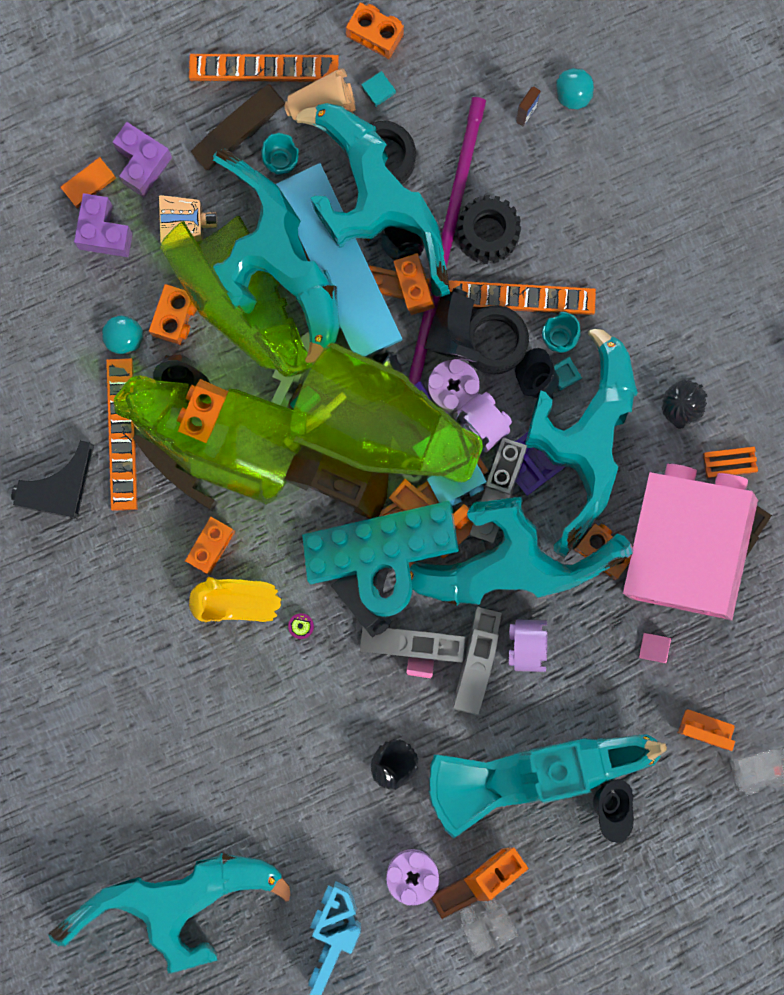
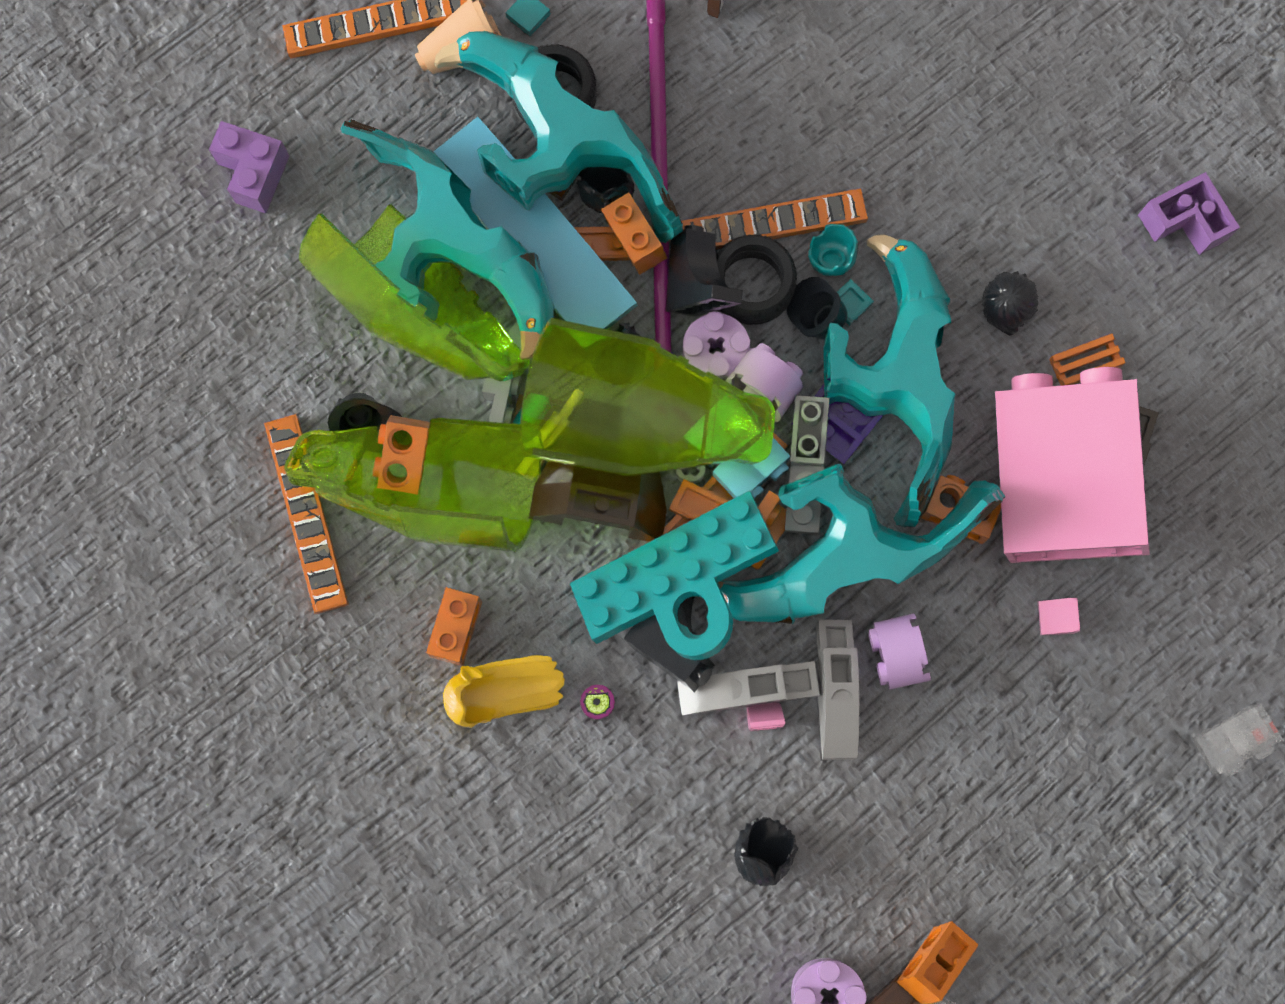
camera: 15 degrees left, 5 degrees down
(61, 492) = (242, 606): black arch -> none
(88, 181) = (190, 210): orange tile -> none
(96, 232) = (215, 267): medium lavender brick -> none
(122, 334) = (277, 387): teal hair -> none
(166, 313) = (328, 347): orange brick -> none
(171, 471) = (378, 540): dark brown slope -> none
(177, 209) = (304, 211): light nougat torso -> none
(238, 126) = (364, 96): dark brown slope -> none
(279, 153) = (424, 117): teal hair -> none
(469, 789) = (872, 860): teal animal -> none
(494, 210) = (715, 123): black tyre -> none
(615, 810) = (1065, 835): black piece -> none
(707, 729) = (1155, 705): orange bracket -> none

